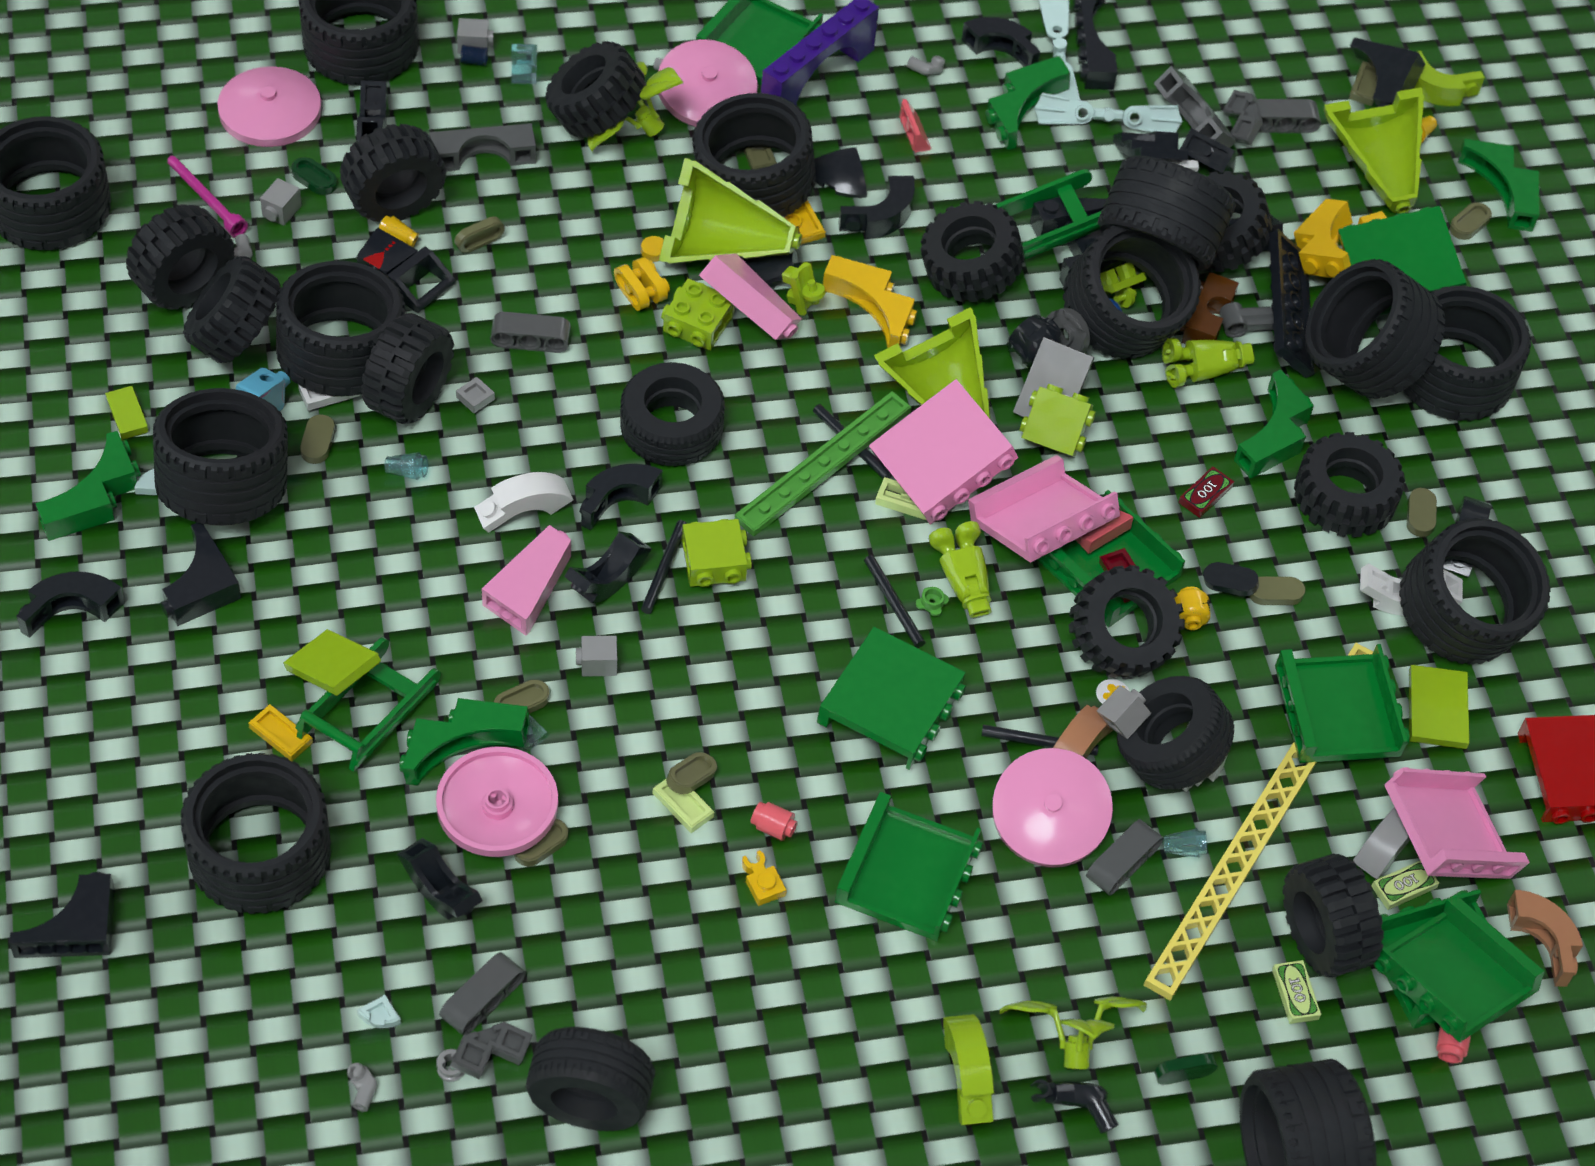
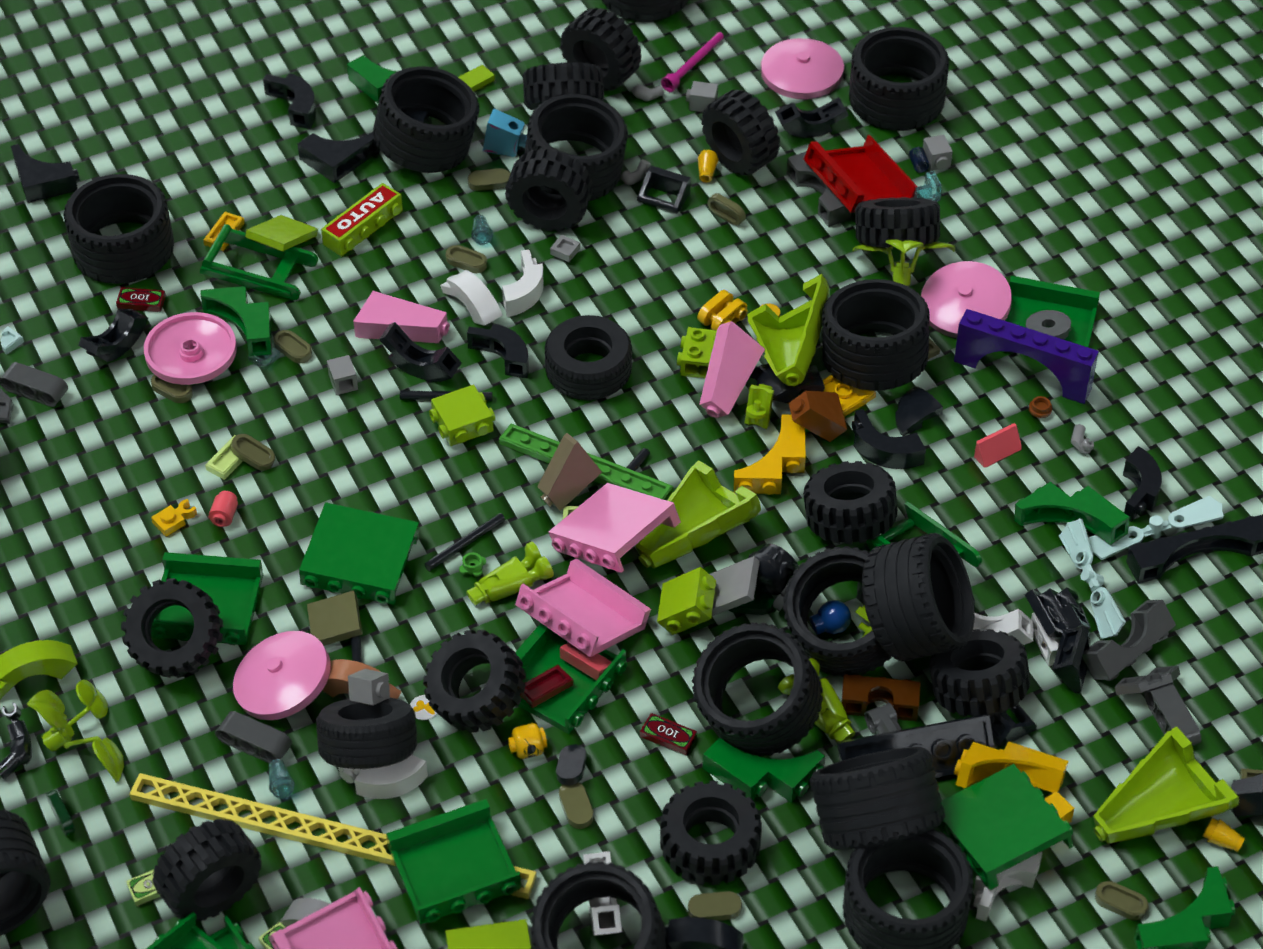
camera: 80 degrees right, 5 degrees down
(337, 578) = (361, 219): none -> lime brick
(369, 848) = (140, 299): none -> dark red tile
(384, 252) = (674, 159): black torso -> none
(445, 494) = (466, 259): none -> olive tile
(489, 102) = (859, 173): none -> red panel
(520, 438) = (527, 290): none -> white arch
(530, 332) = (641, 262): dark grey beam -> none
(768, 25) = (1050, 323): none -> dark grey tile
(831, 240) = (819, 413): none -> dark orange slope
(853, 473) = (567, 473): none -> dark tan slope
(873, 79) = (1040, 407): none -> dark orange plate
(946, 900) = (149, 605): none -> black tyre
(975, 745) = (335, 618): none -> olive tile
(1244, 352) = (737, 649): none -> black tyre

